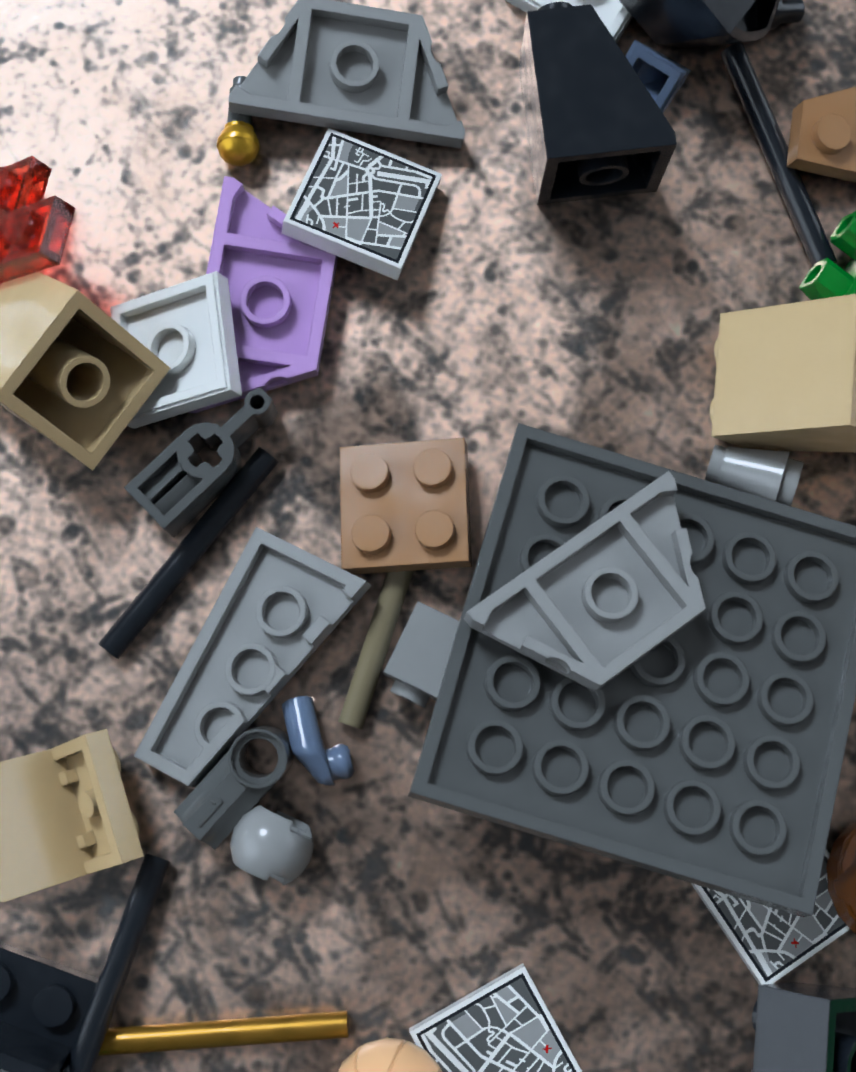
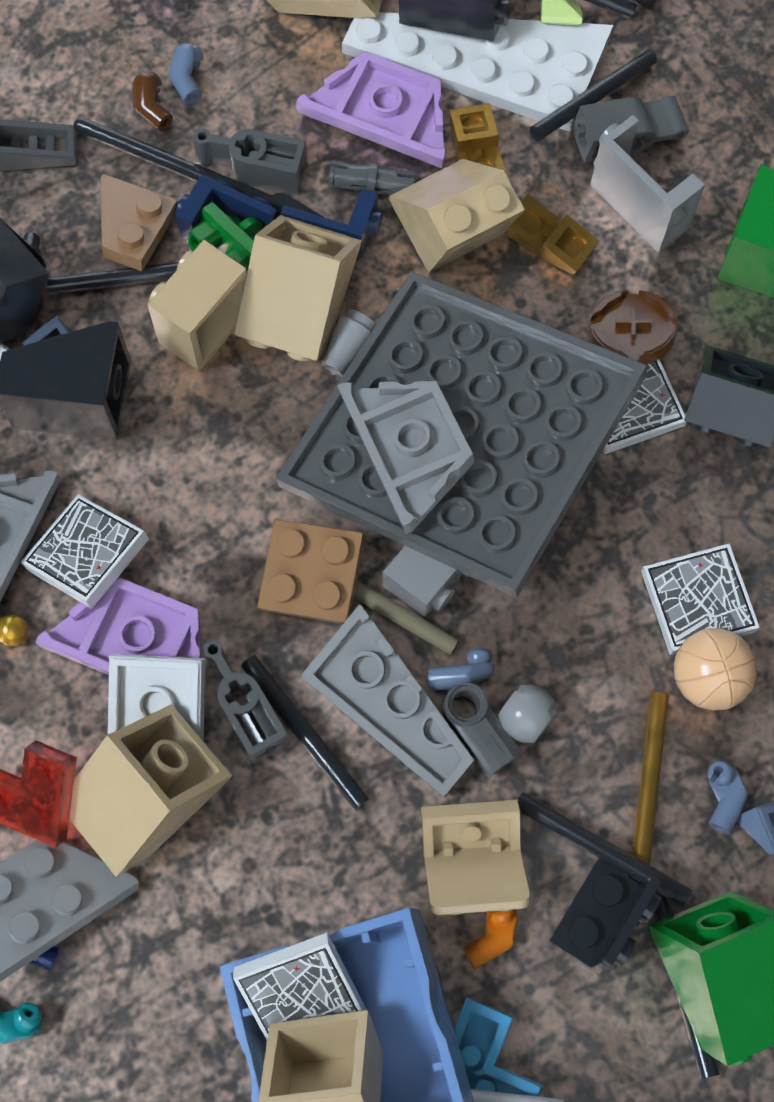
camera: 75 degrees left, 10 degrees down
(749, 249) = (198, 304): none -> tan piece

